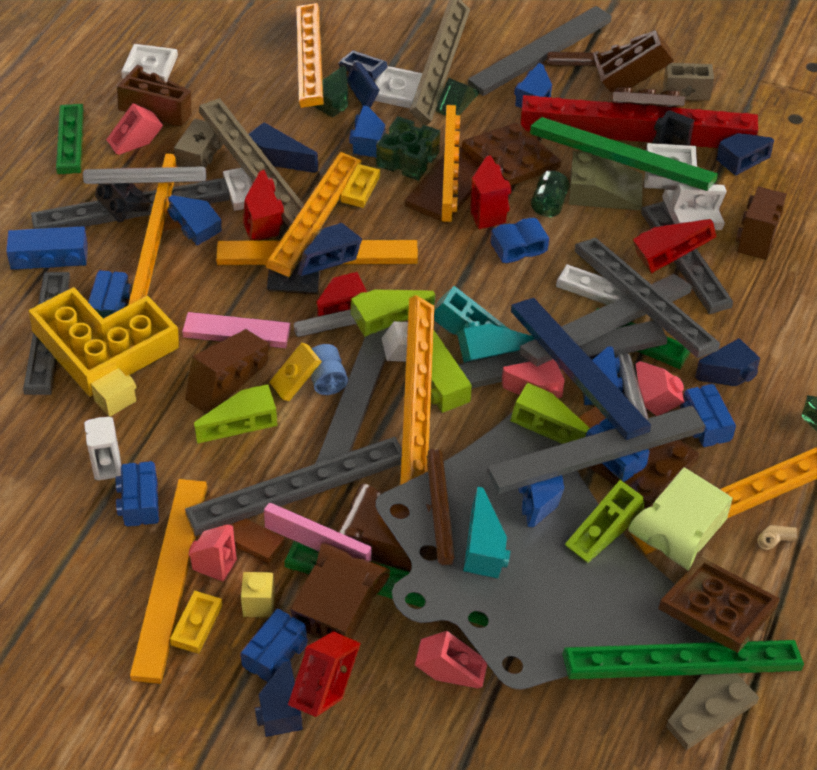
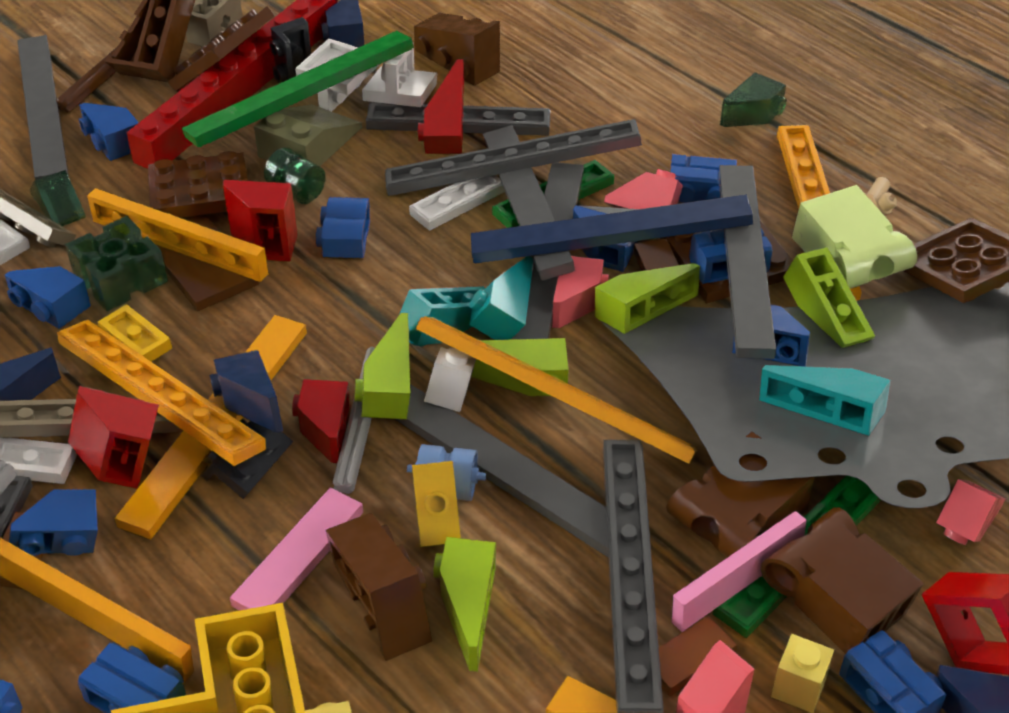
camera: 65 degrees left, 5 degrees down
(440, 507) = (764, 420): reddish brown axle -> none
(729, 365) = (652, 136): dark blue slope -> none

